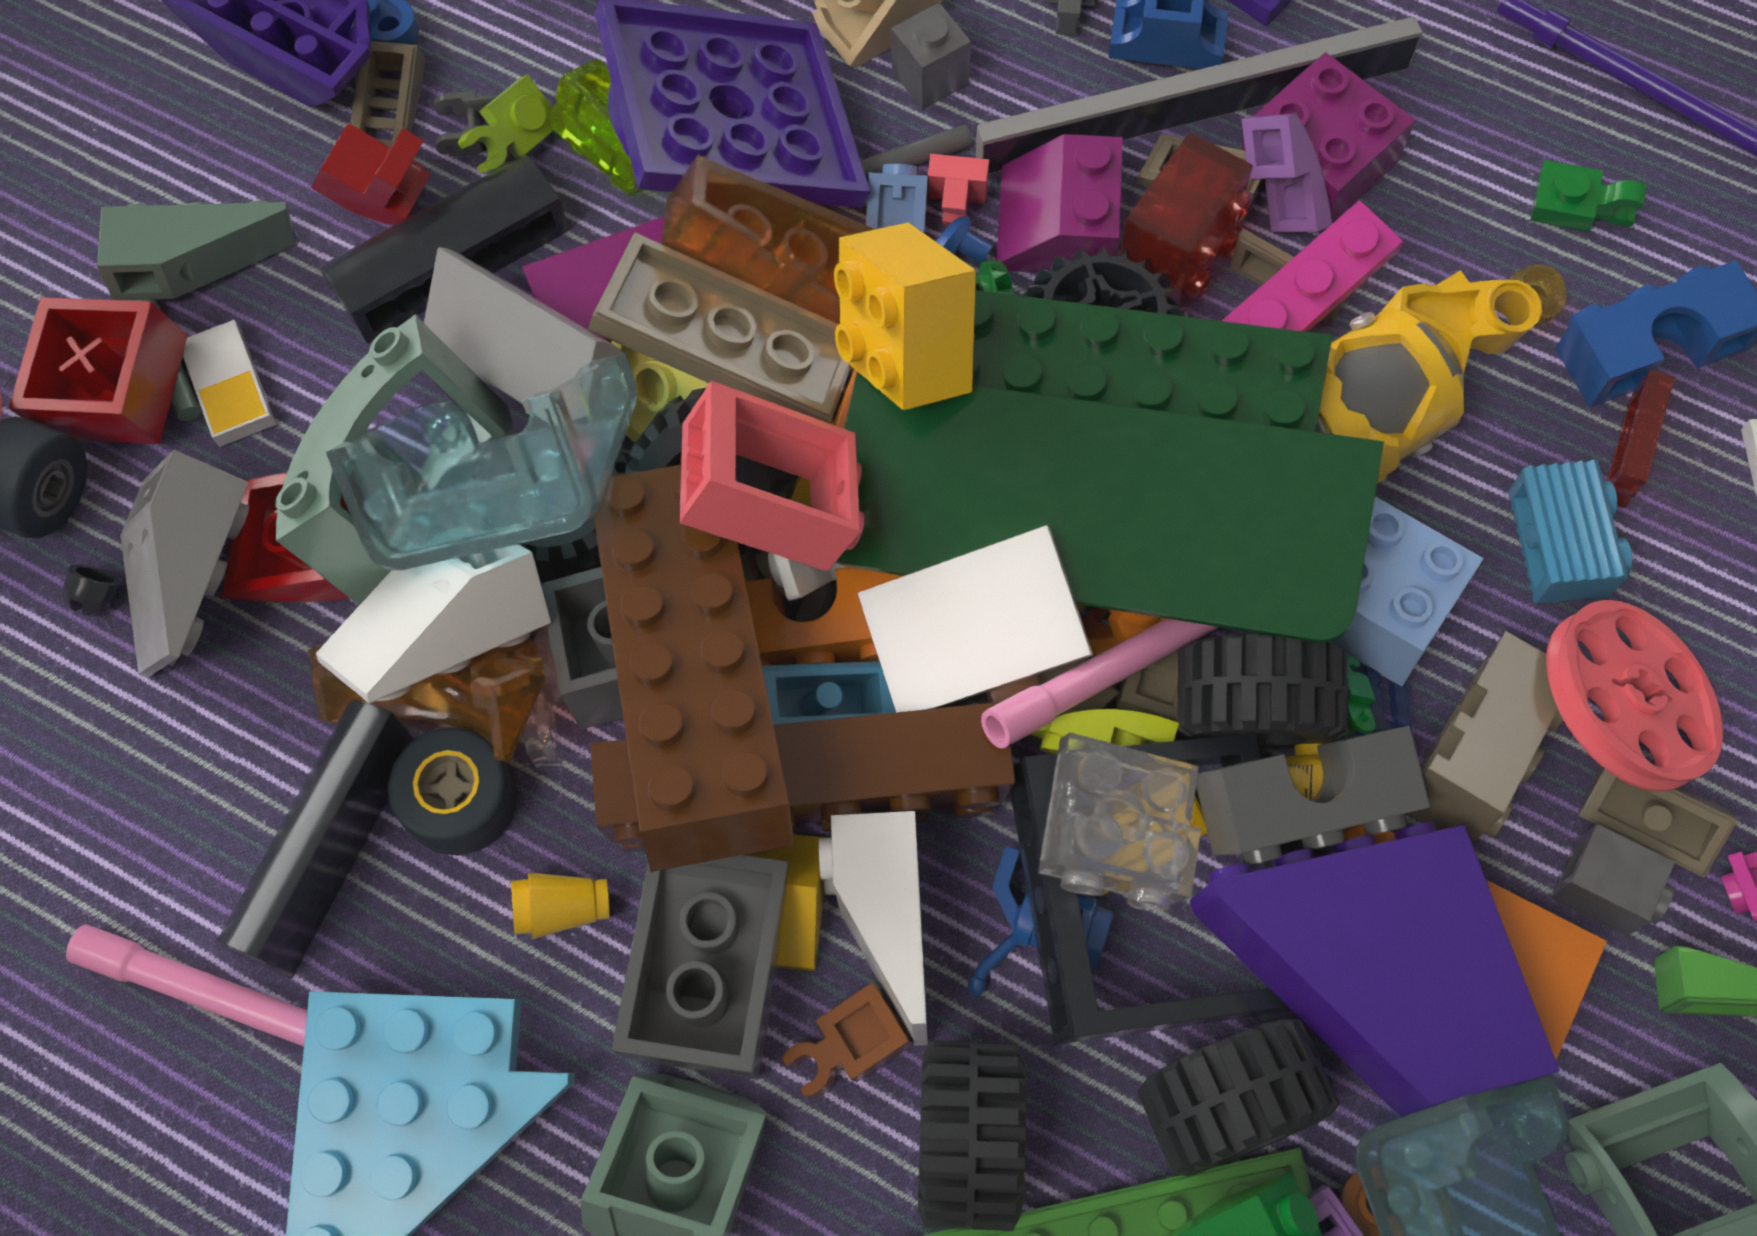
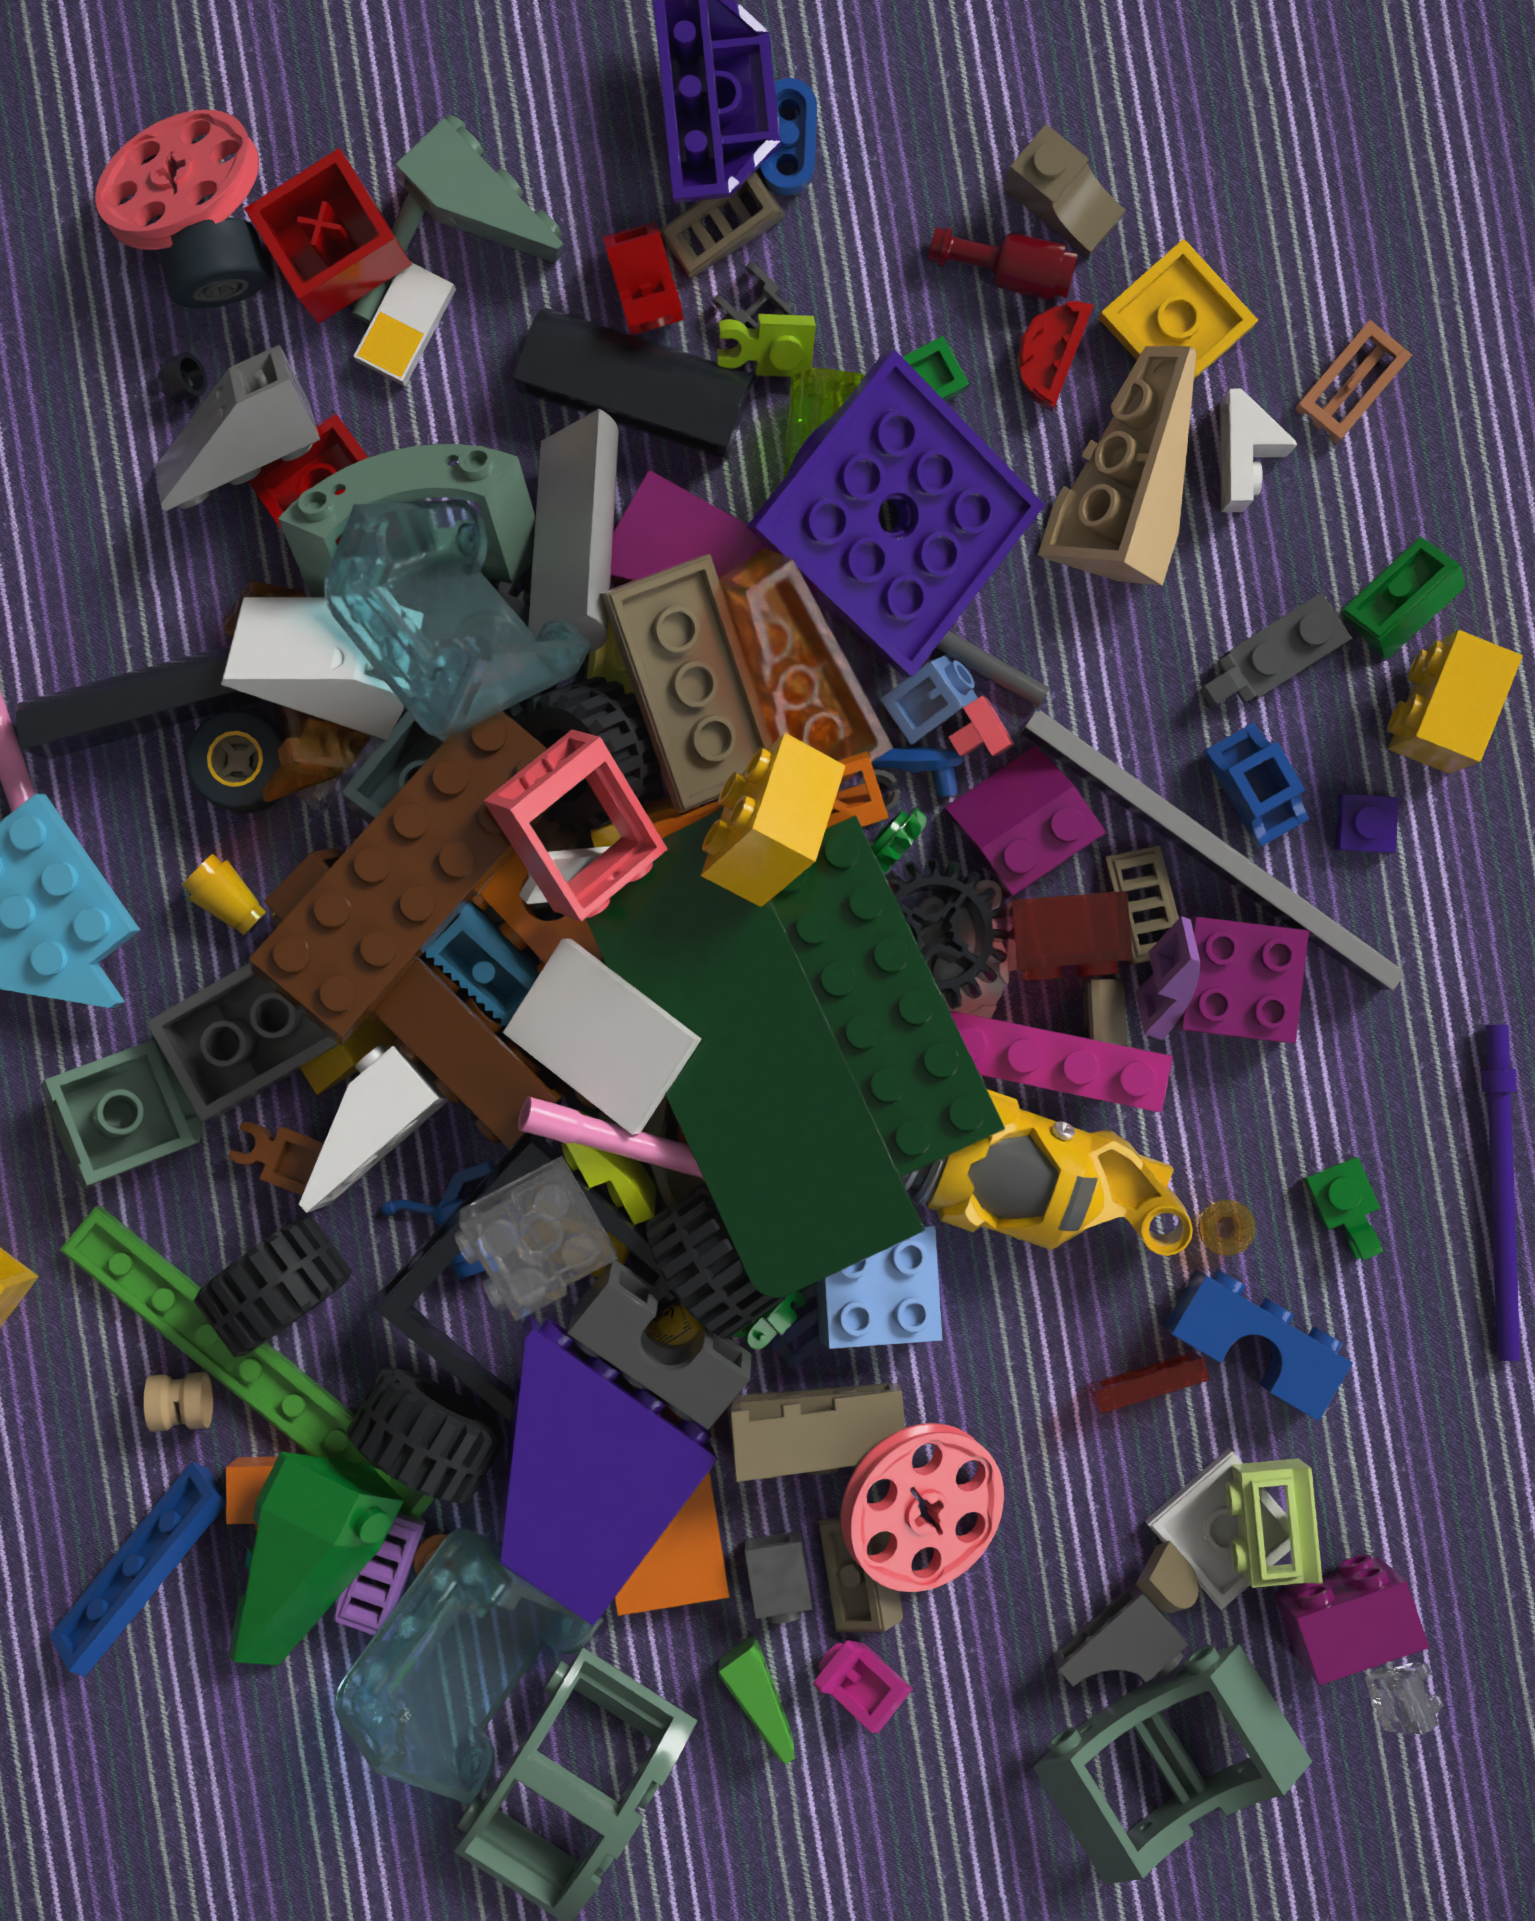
camera: 50 degrees right, 20 degrees up
(930, 55) = (1084, 618): flat silver brick -> none
(1569, 532) = (1030, 1382): dark azure brick -> none

